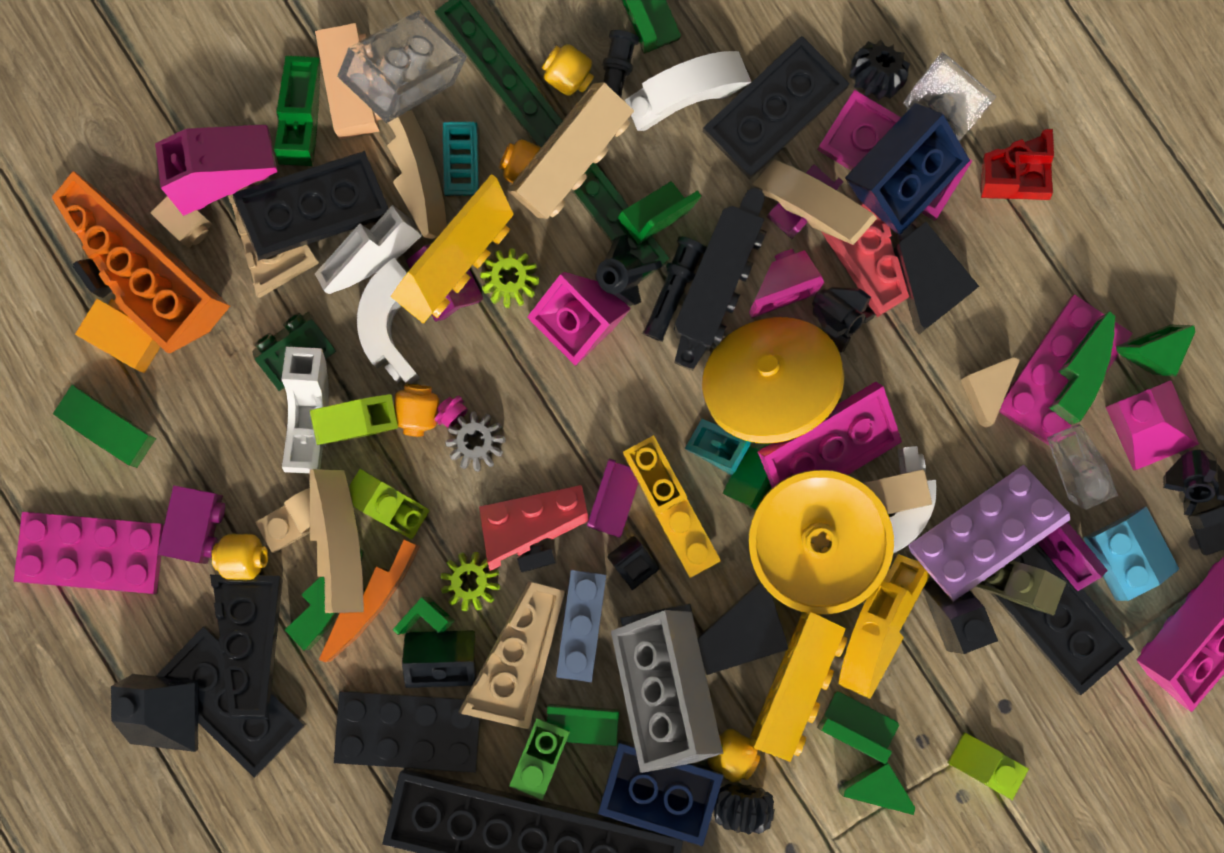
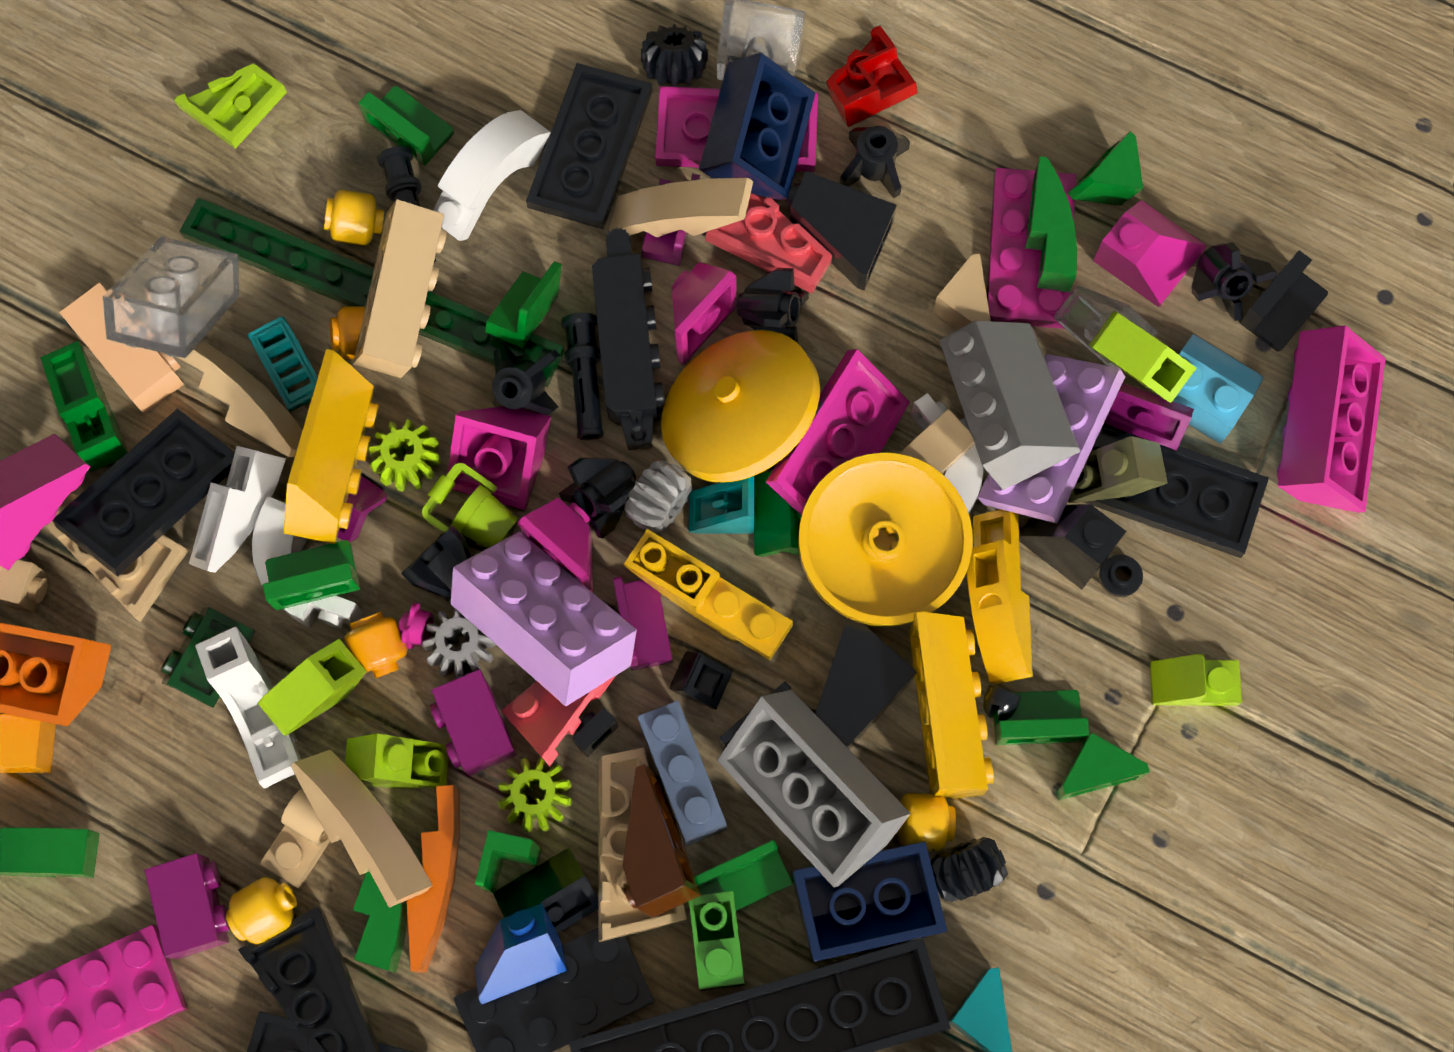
camera: 30 degrees left, 10 degrees down
(395, 335) = (311, 575): none -> green panel
(398, 690) = (519, 954): none -> slope
(454, 505) = (472, 722): none -> magenta brick
(493, 379) = (434, 567): none -> black brick
(529, 676) = (654, 852): none -> reddish brown slope
(540, 359) = (481, 516): none -> lime piece
(542, 461) = (542, 617): none -> lavender brick
(590, 409) = (563, 536): none -> dark pink slope
(637, 385) = (600, 490): none -> black brick
(675, 414) = (658, 496): none -> light grey gear
(837, 699) = (1001, 700): none -> black hinge
(973, 487) = (1008, 399): none -> light grey slope
(981, 241) = (875, 157): none -> black brick
(988, 668) = (1115, 586): none -> black plate
(1091, 514) = (1142, 357): none -> lime slope

